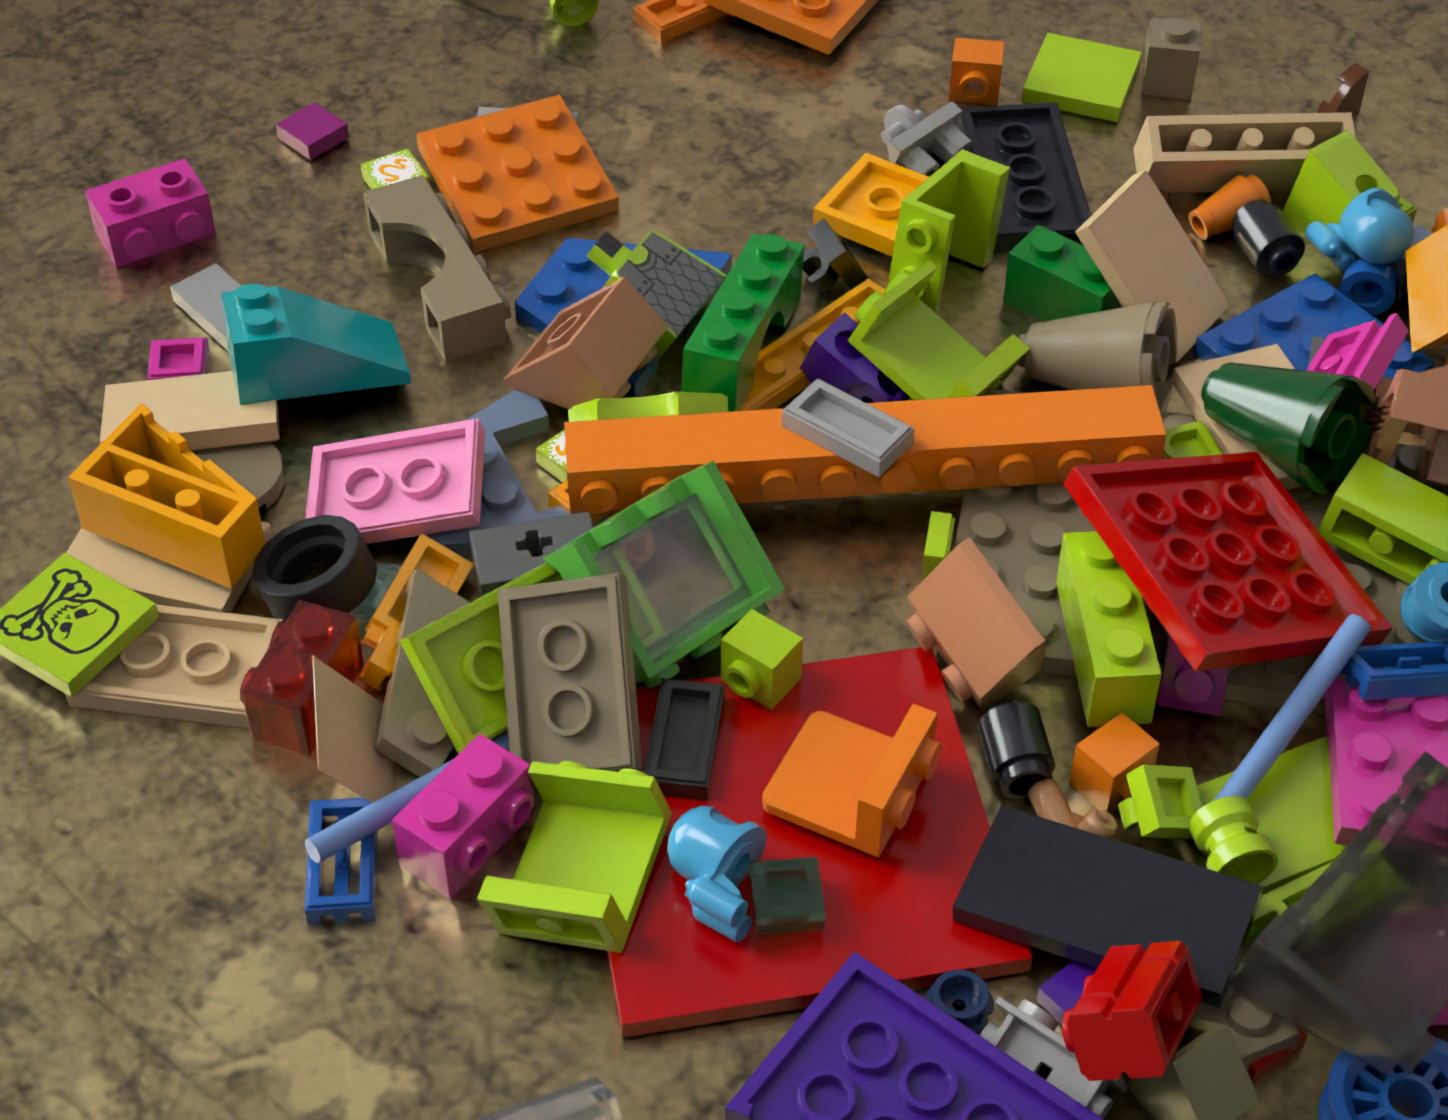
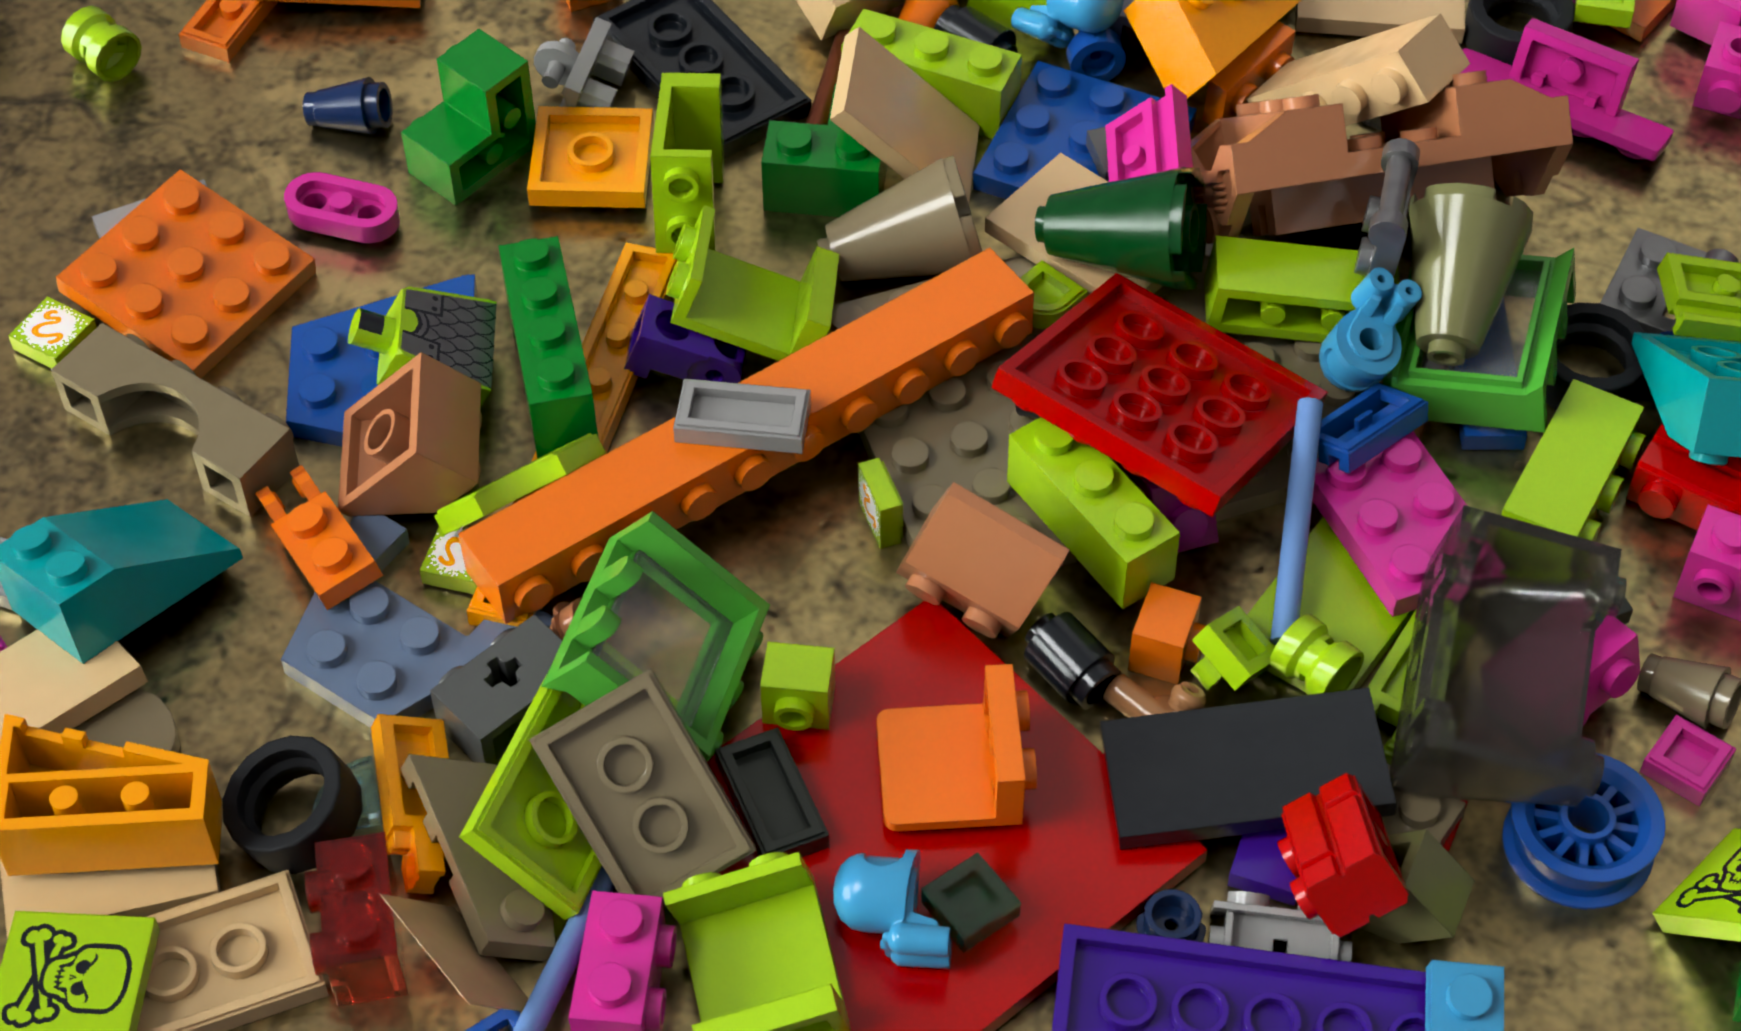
camera: 30 degrees left, 5 degrees up
(402, 481) = (313, 670): bright pink tile -> none
(476, 387) = (321, 541): none -> orange hinge
(665, 170) = (342, 207): none -> dark pink plate
(724, 102) = (351, 106): none -> dark blue cone
(807, 148) = (479, 125): none -> green brick
(831, 259) = (581, 234): black tile -> none
(1238, 255) = (968, 73): none -> lime arch

